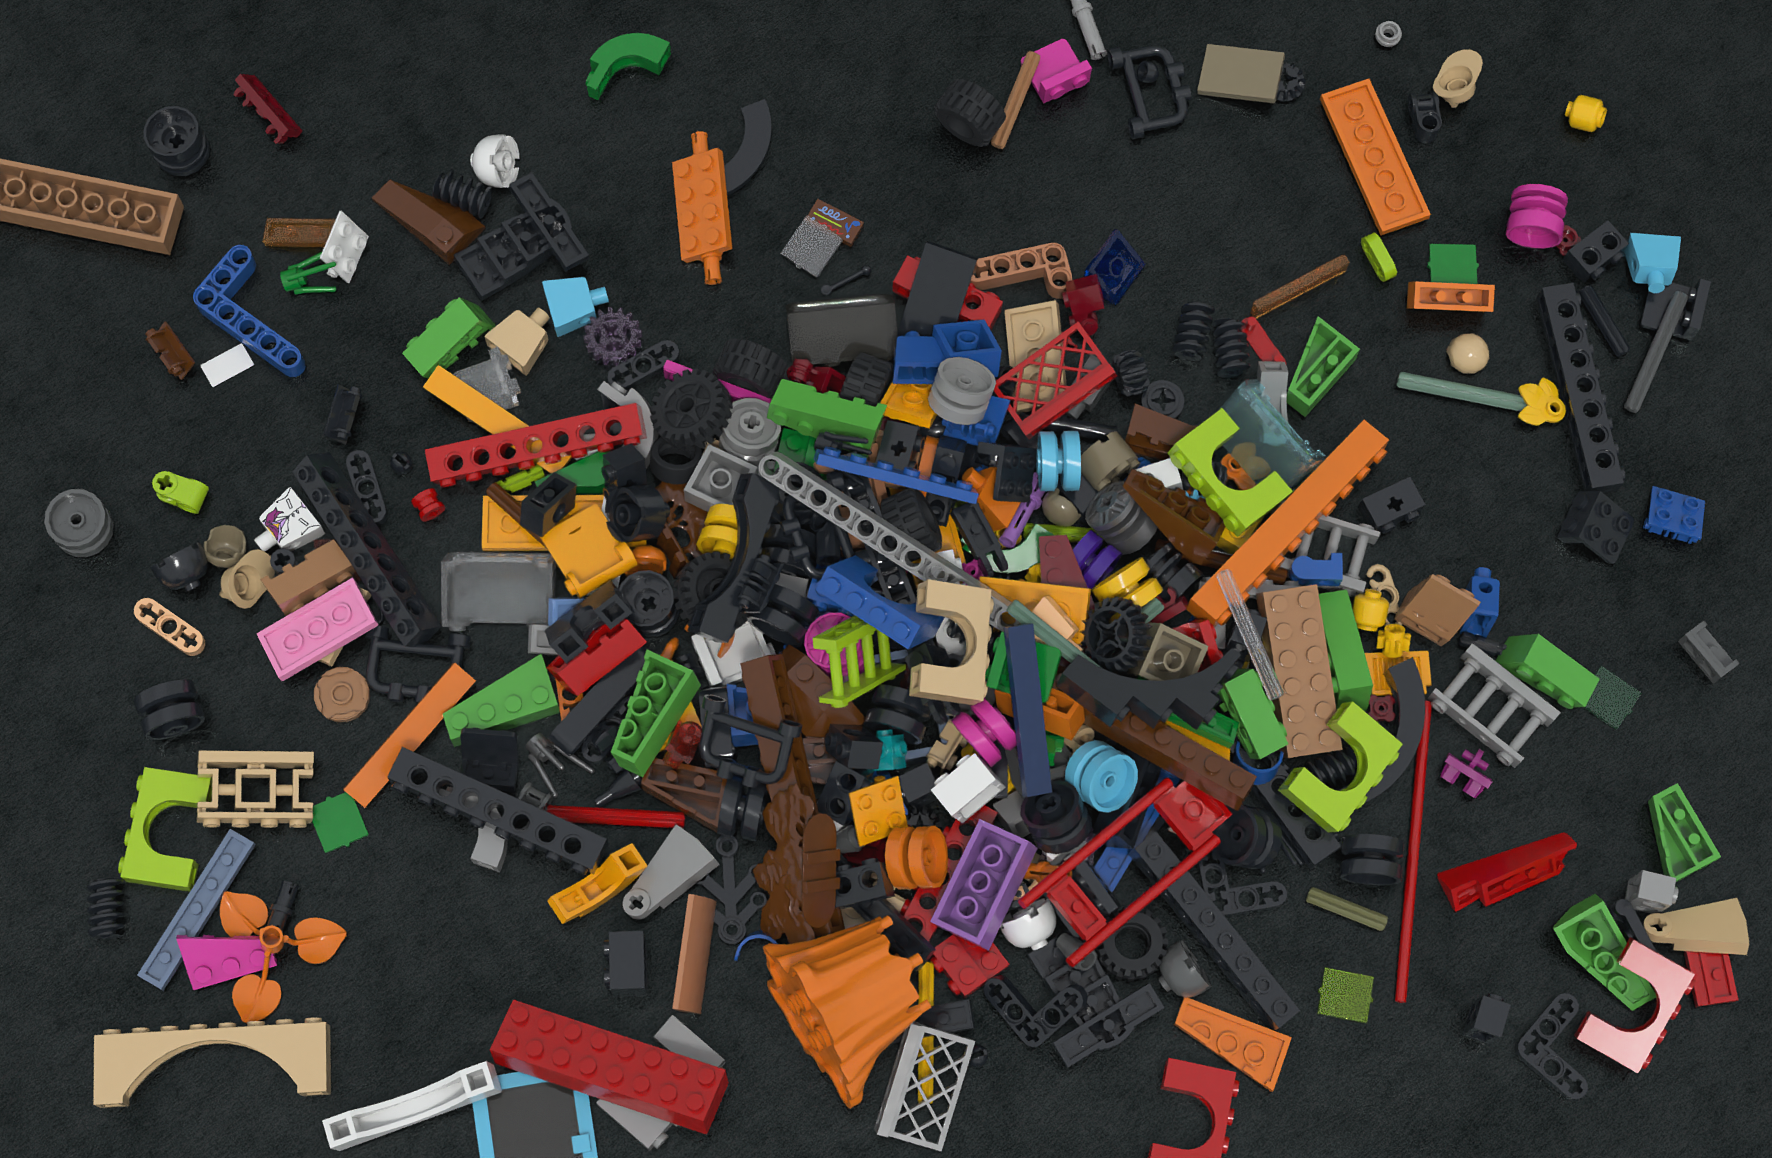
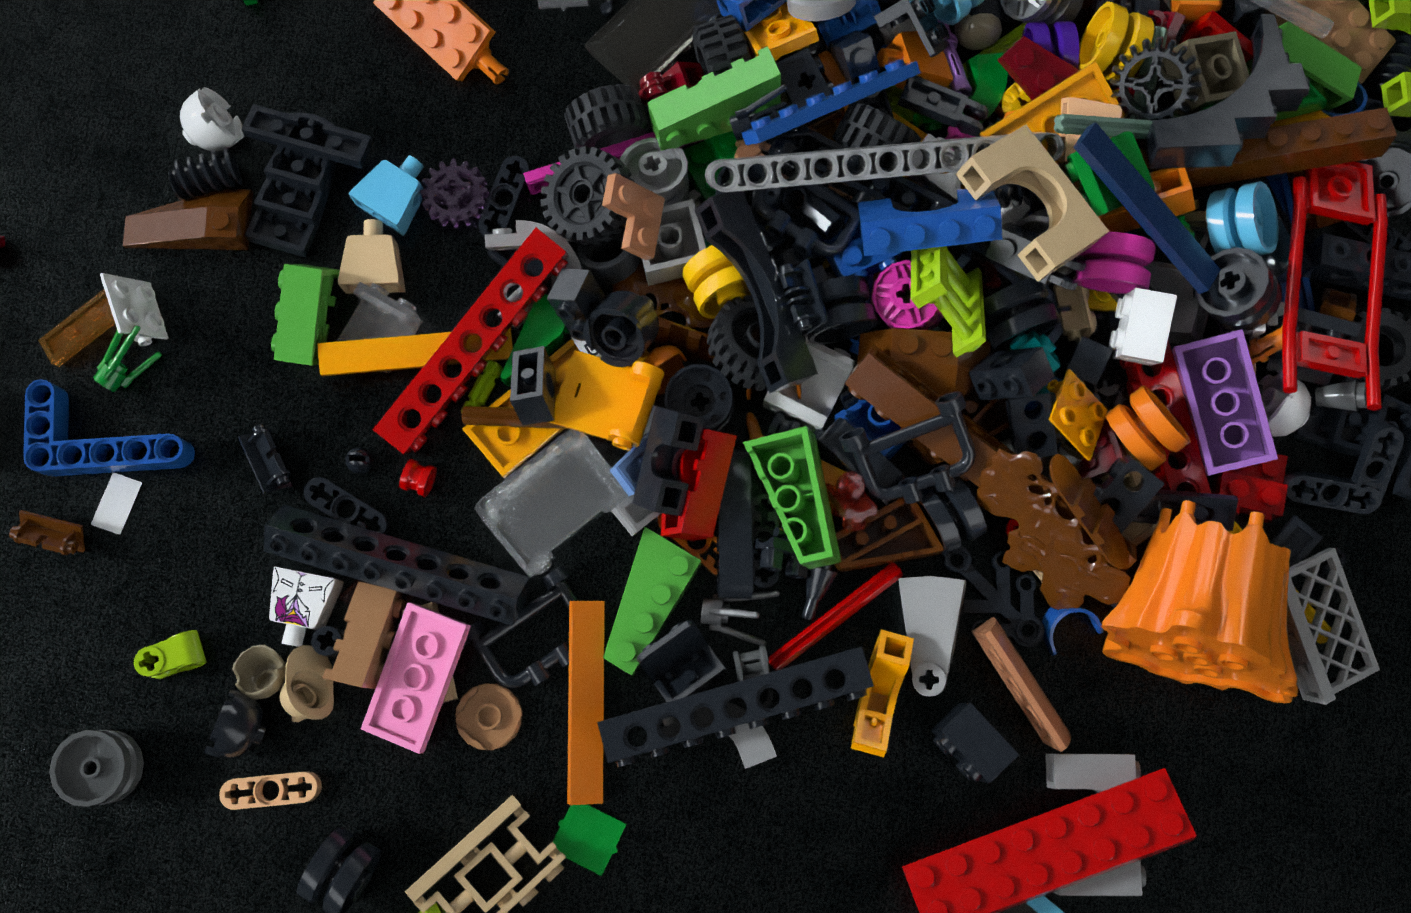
camera: 35 degrees left, 5 degrees up
(713, 446) = (642, 212): none -> nougat plate
(1128, 889) = (1338, 304): none -> reddish brown tile

